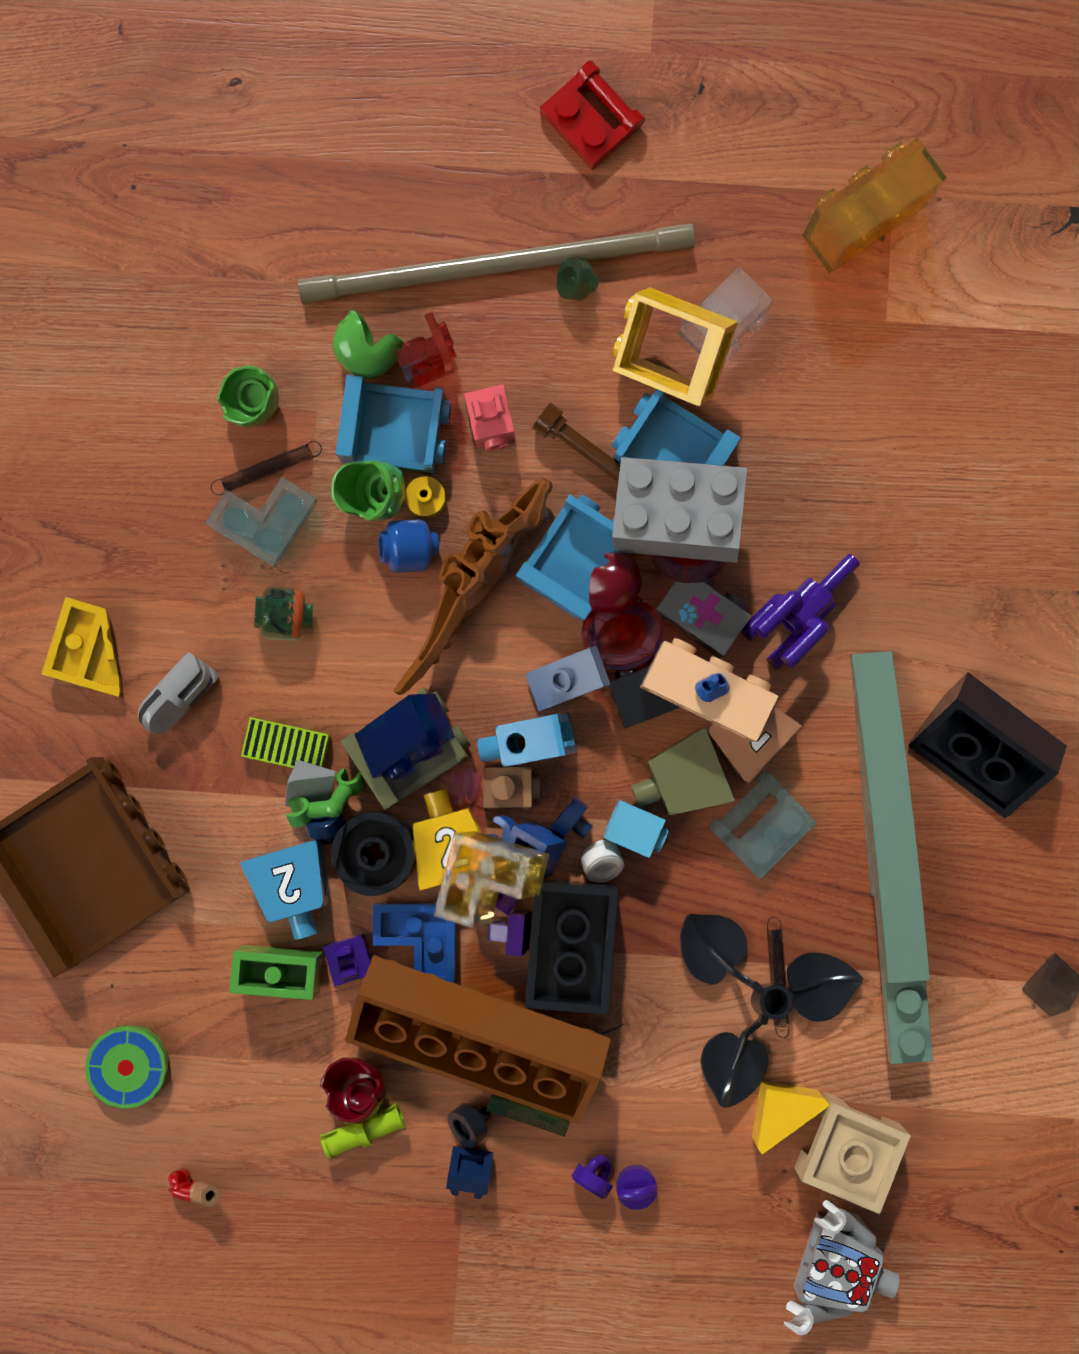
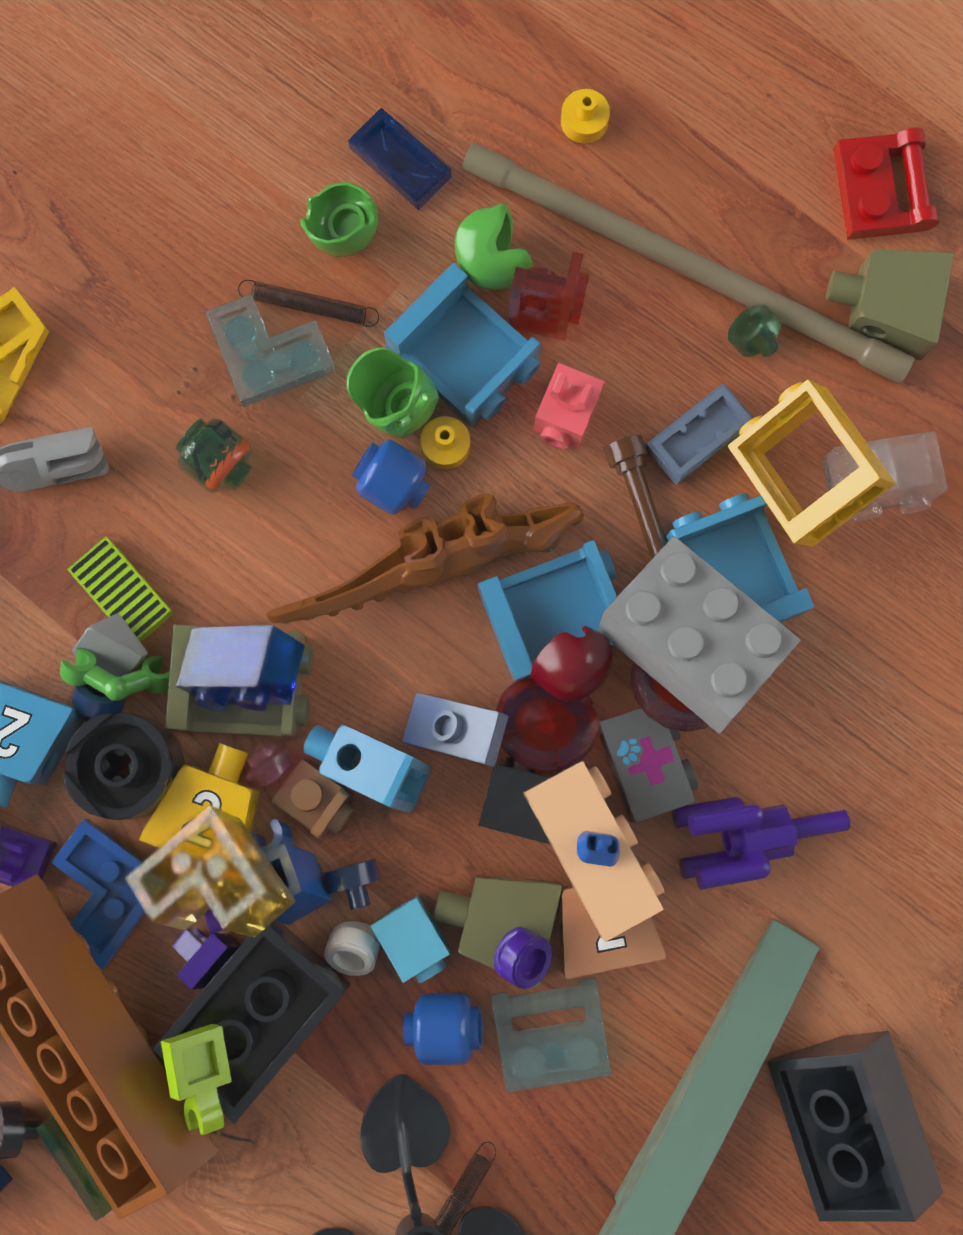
camera: 30 degrees right, 5 degrees down
(254, 325) = (400, 158): none -> clear blue tile
(358, 208) = (585, 116): none -> yellow tile
(562, 998) = (194, 1069): none -> lime plate
(587, 374) = (698, 434): none -> sand blue plate
(652, 191) = (896, 297): none -> olive torso
(694, 868) = (444, 1029): none -> blue head
(712, 788) = (522, 957): none -> dark purple tile

